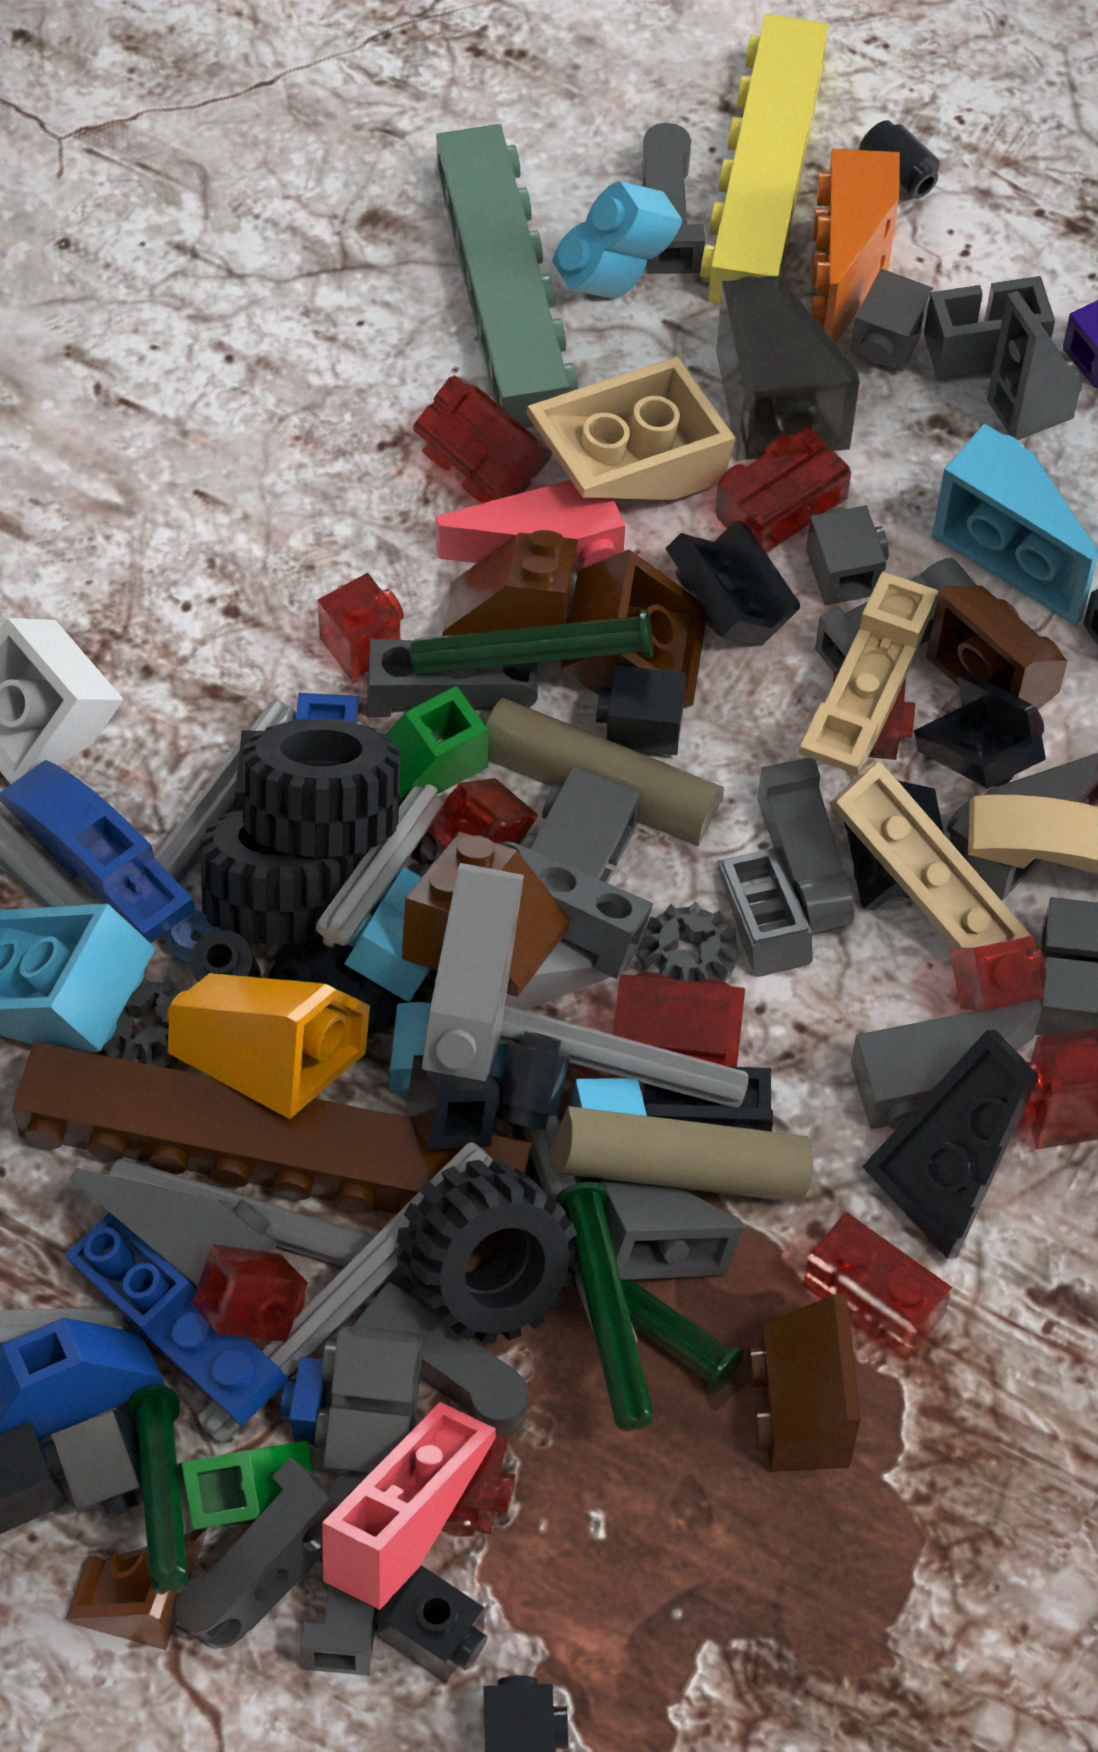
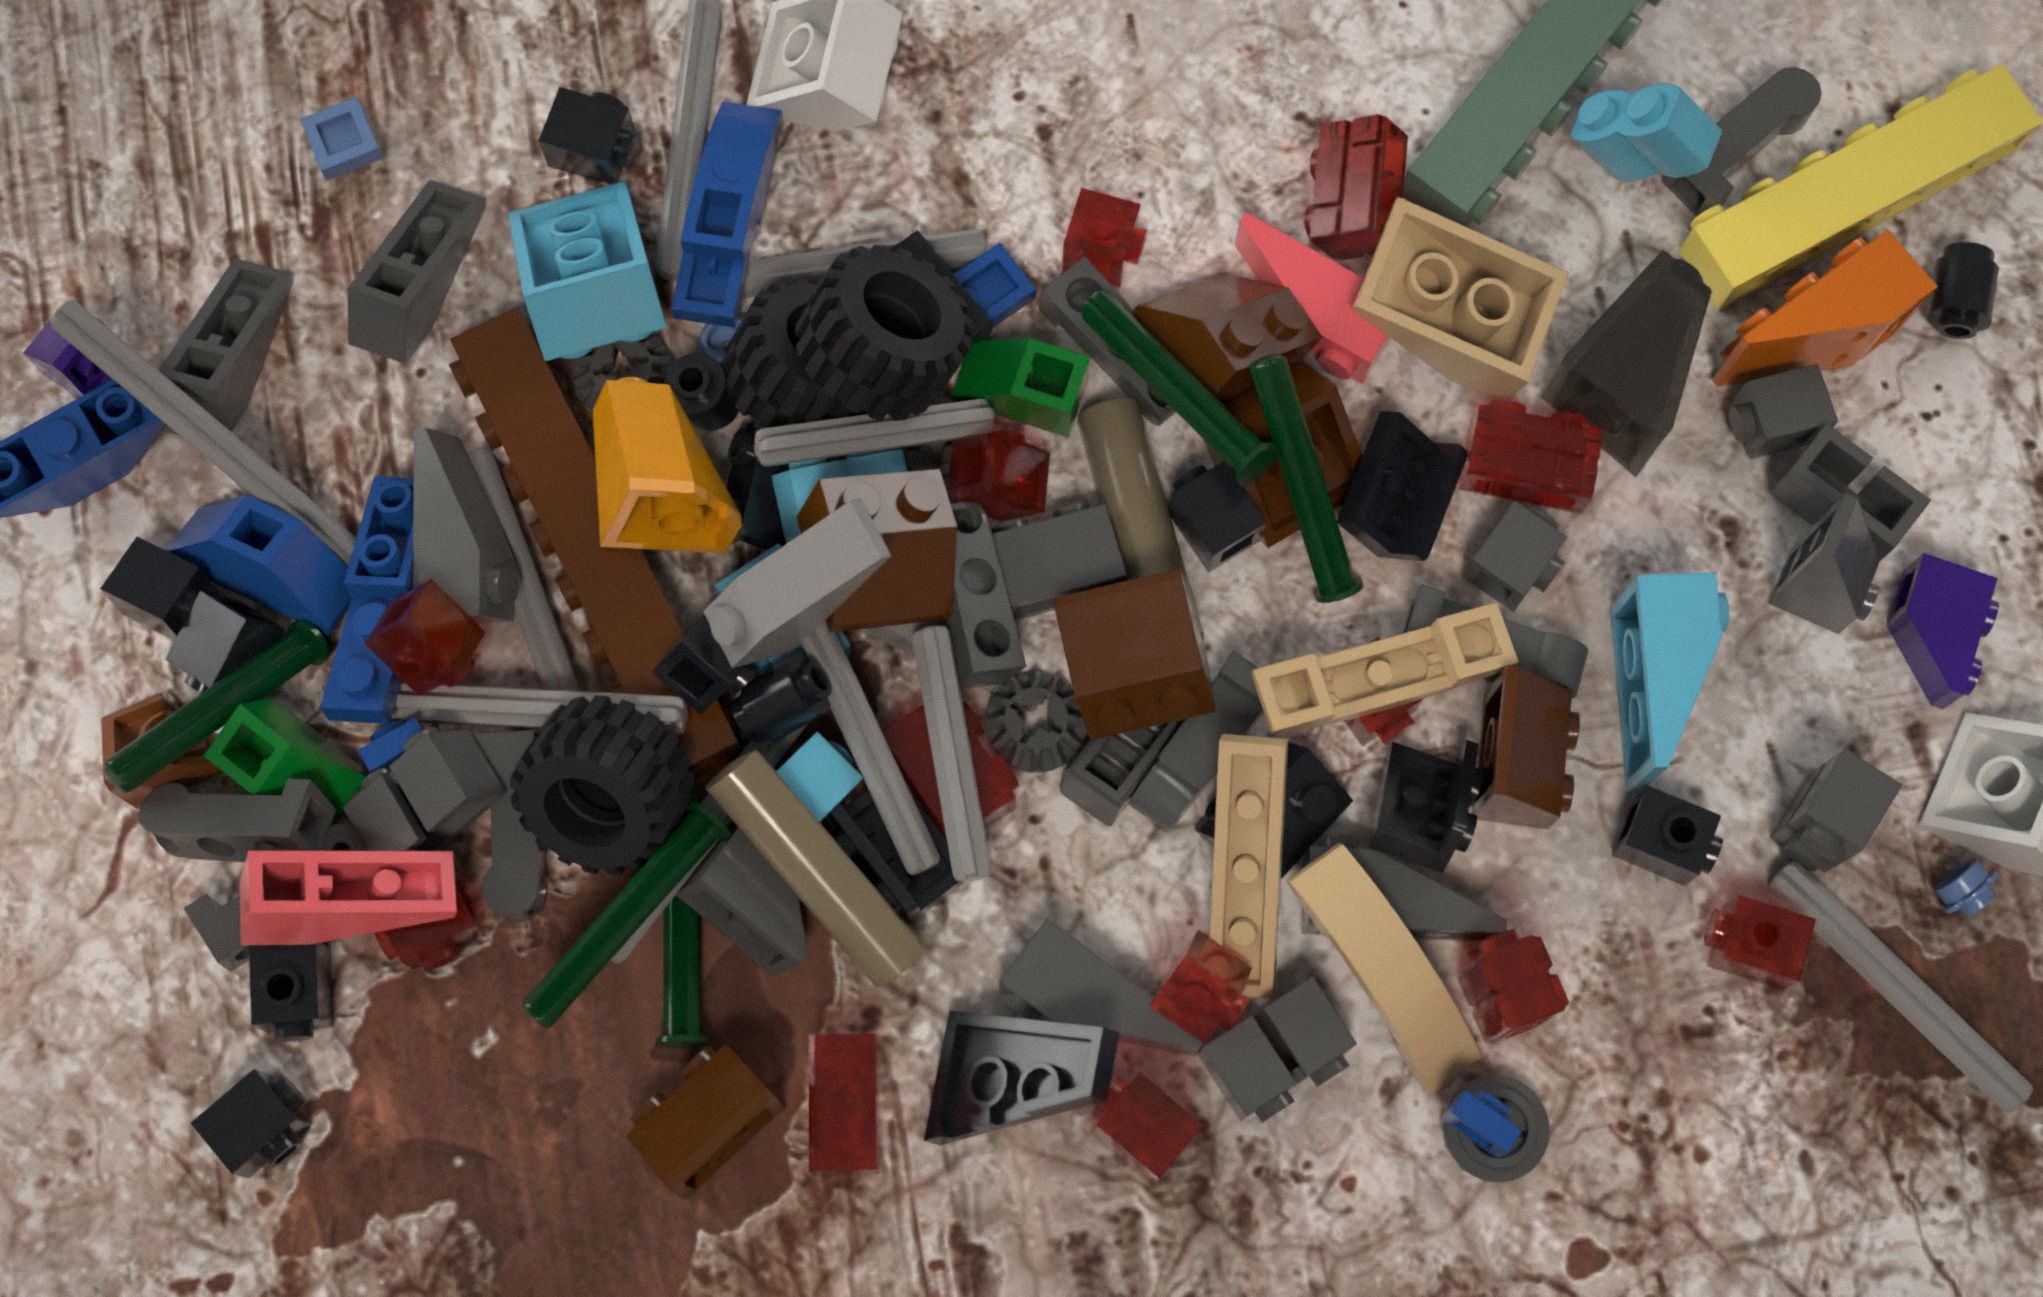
camera: 50 degrees right, 15 degrees up
(677, 999) = (951, 754): none -> light grey axle
(679, 625) = (1304, 479): none -> dark green axle
(710, 826) = (1135, 654): none -> reddish brown slope

